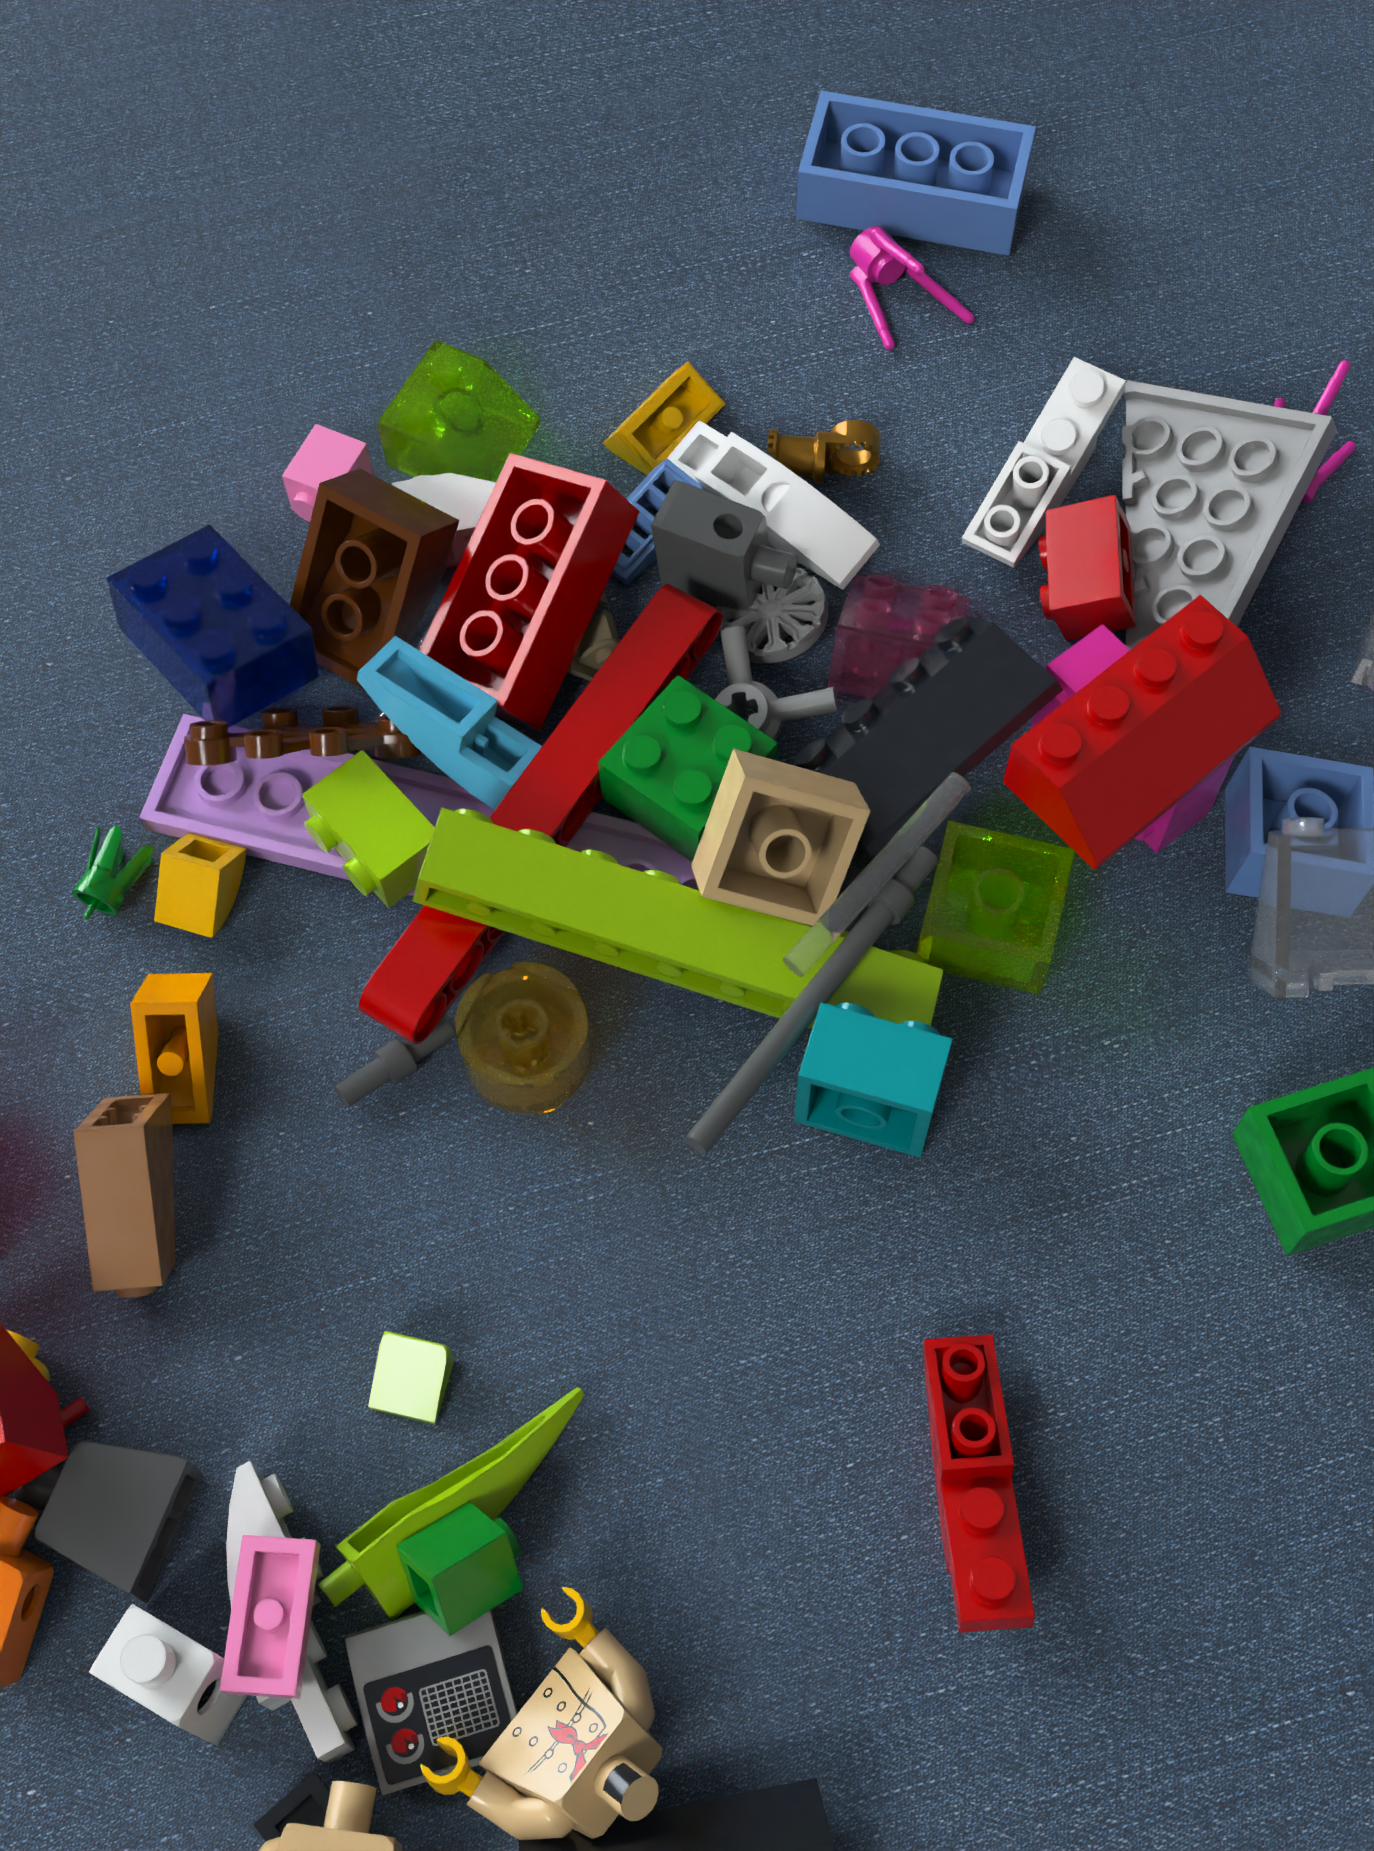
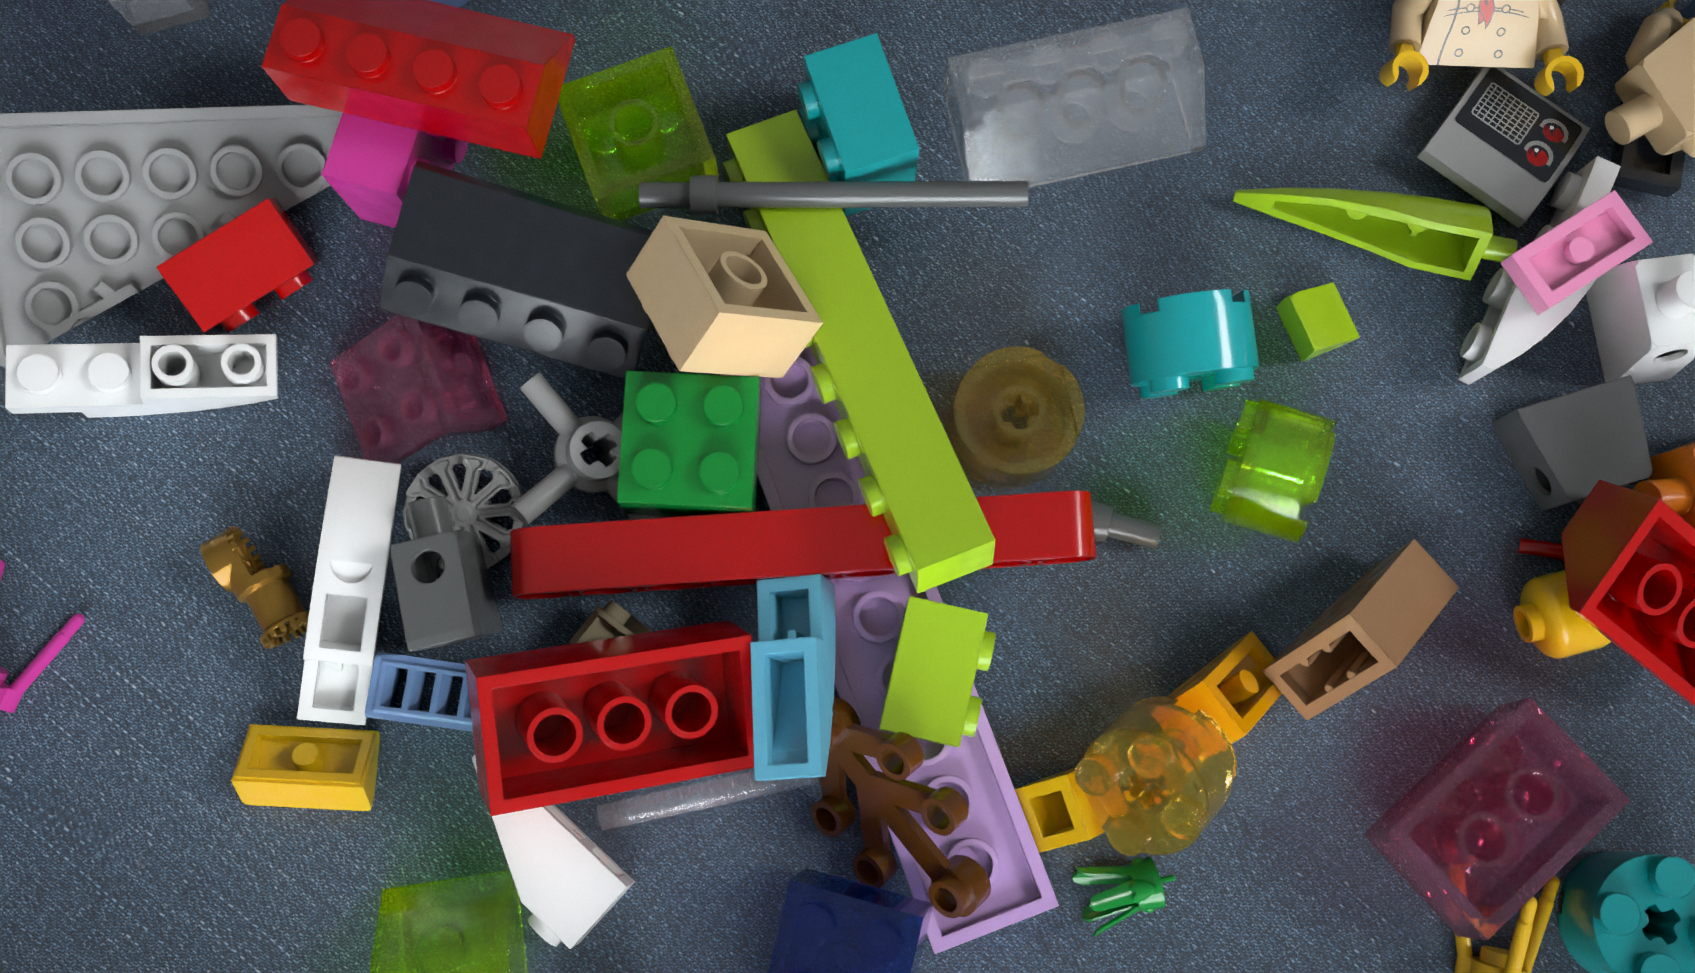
camera: 130 degrees left, 15 degrees up
(161, 932) = (1157, 776): none -> clear yellow brick
(314, 1209) = (1276, 469): none -> clear neon green brick
(368, 568) = (685, 886): reddish brown slope -> none
(461, 1566) = (1425, 169): green brick -> none
(471, 1221) = (1190, 340): none -> teal brick
(766, 1304) = (1079, 101): none -> clear slope
(876, 874) = (692, 207): clear bar -> none

